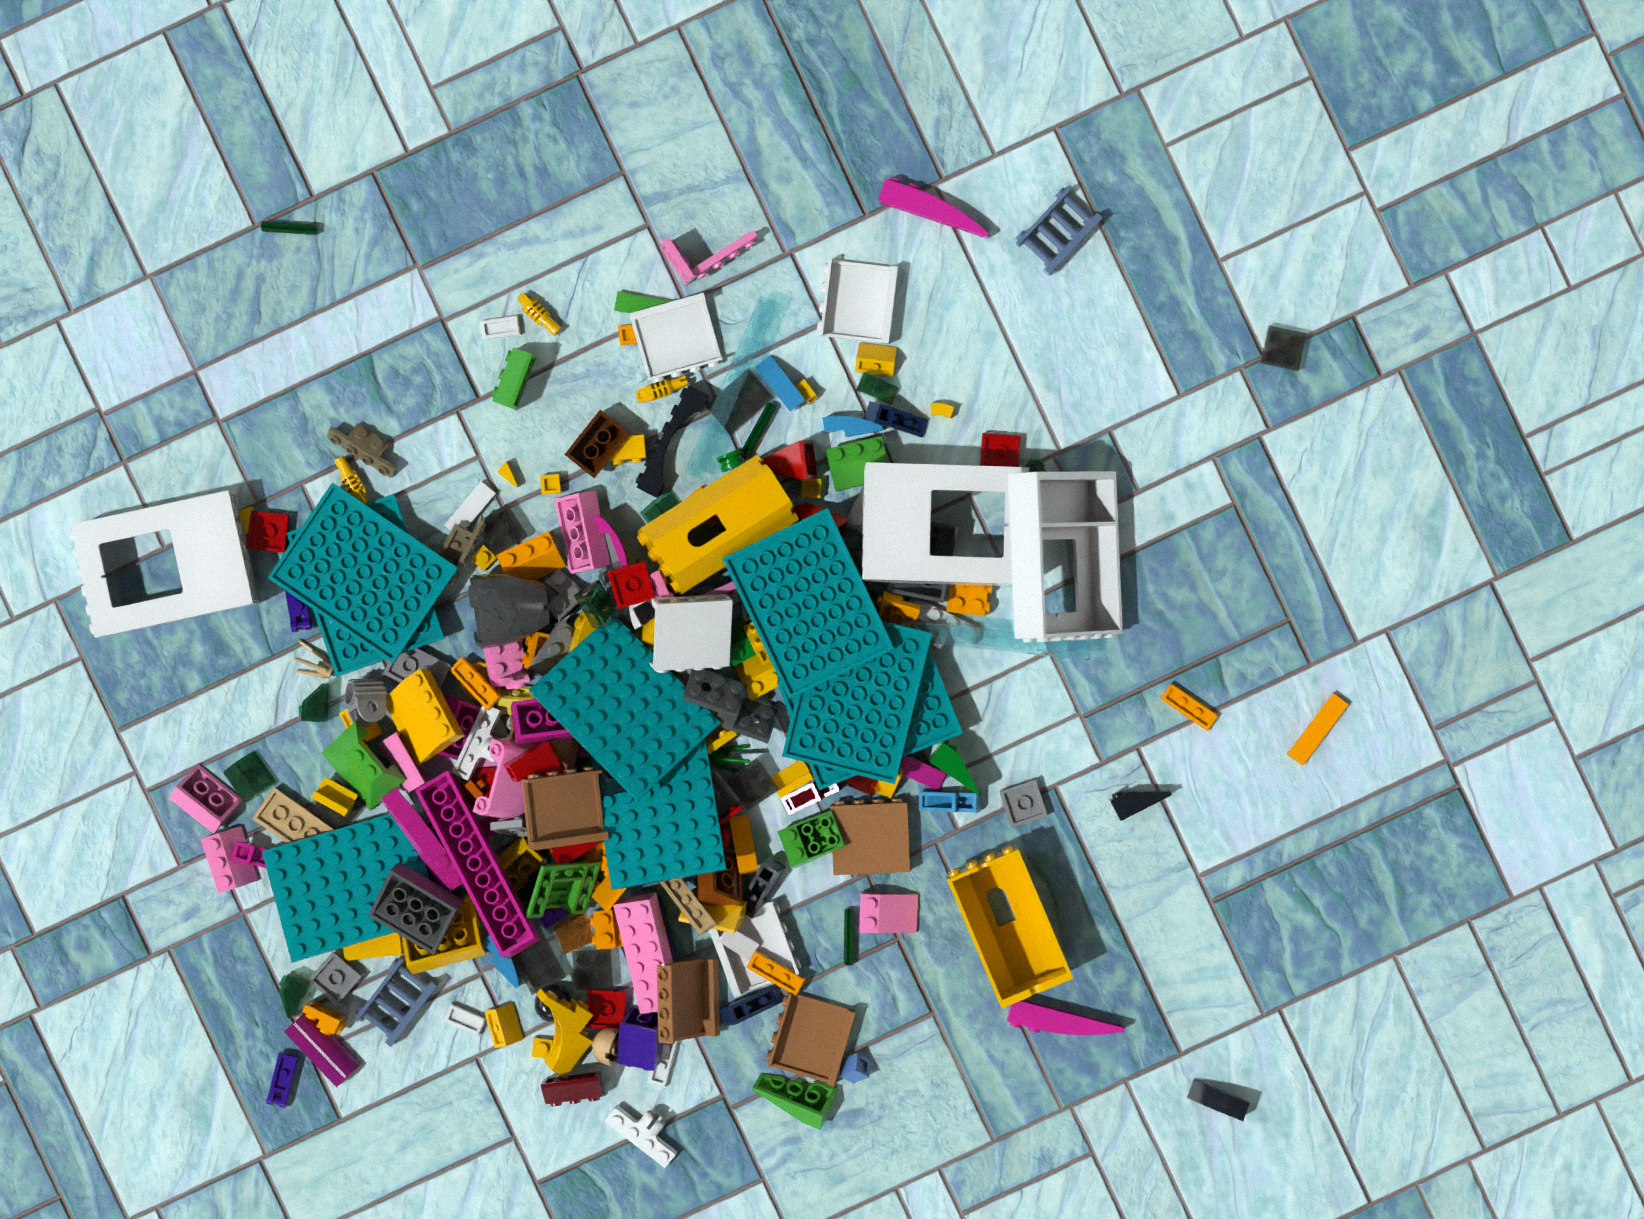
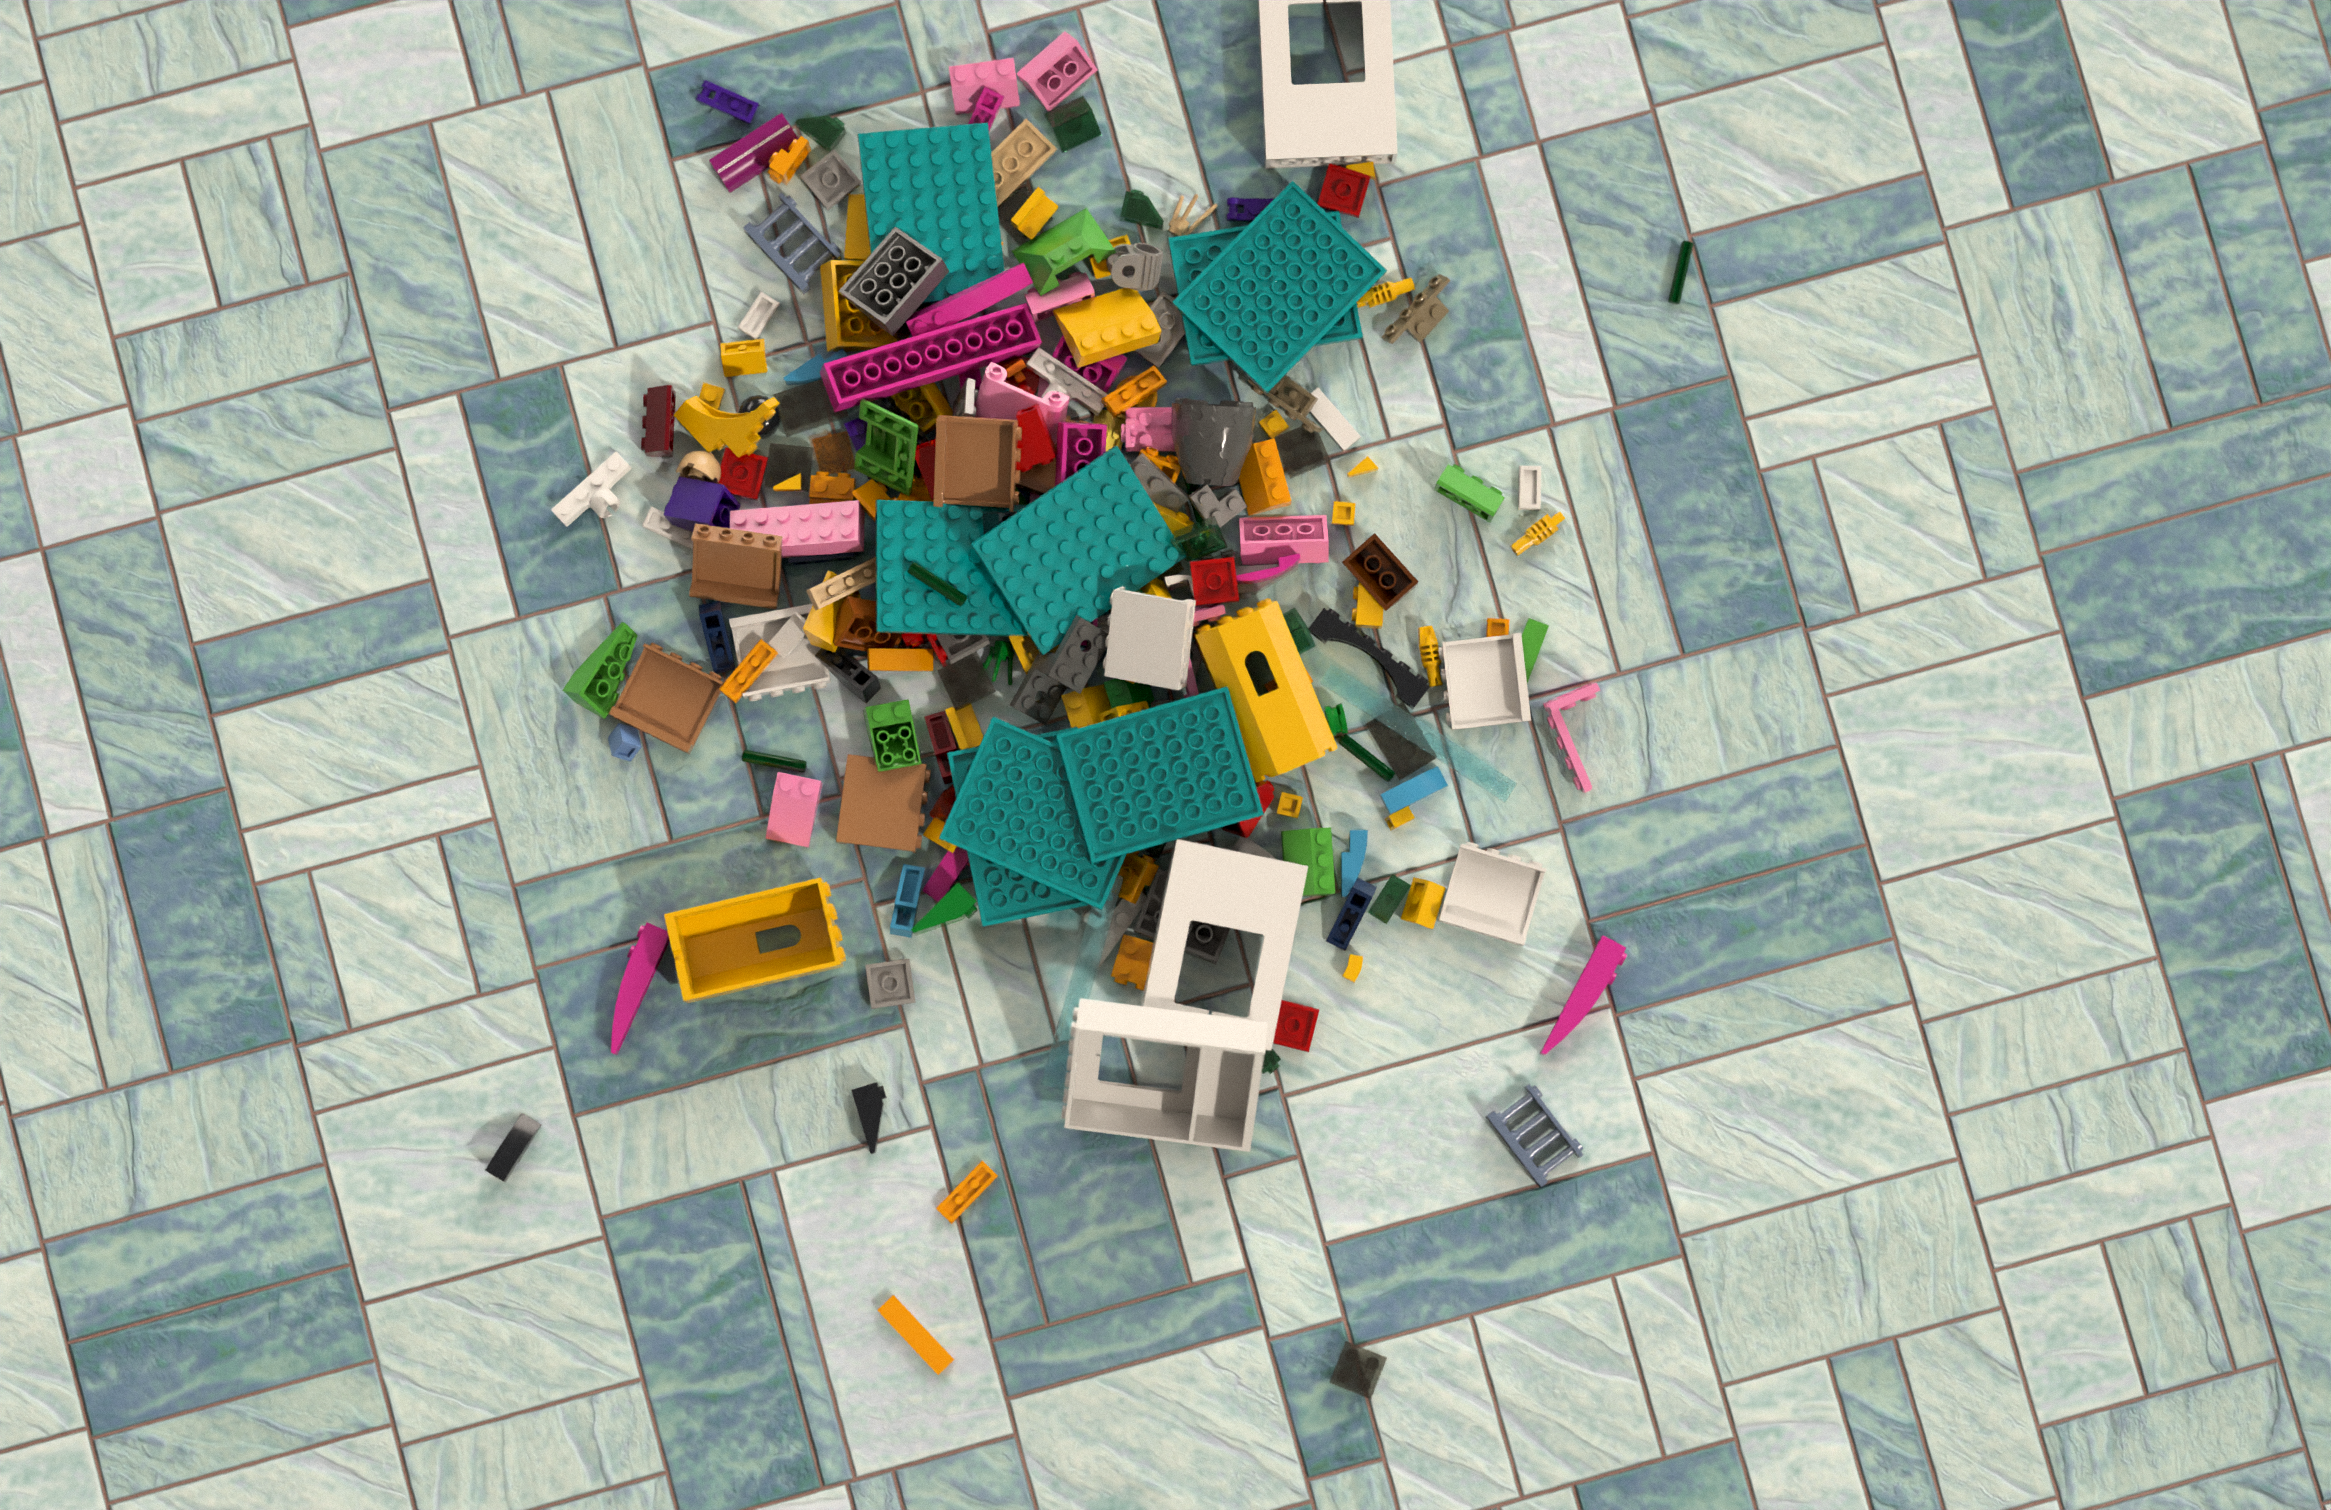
camera: 95 degrees right, 5 degrees down
(608, 965) = (791, 484): none -> yellow piece
(676, 824) = (937, 584): none -> dark green axle
(794, 461) = (1323, 790): red slope -> none

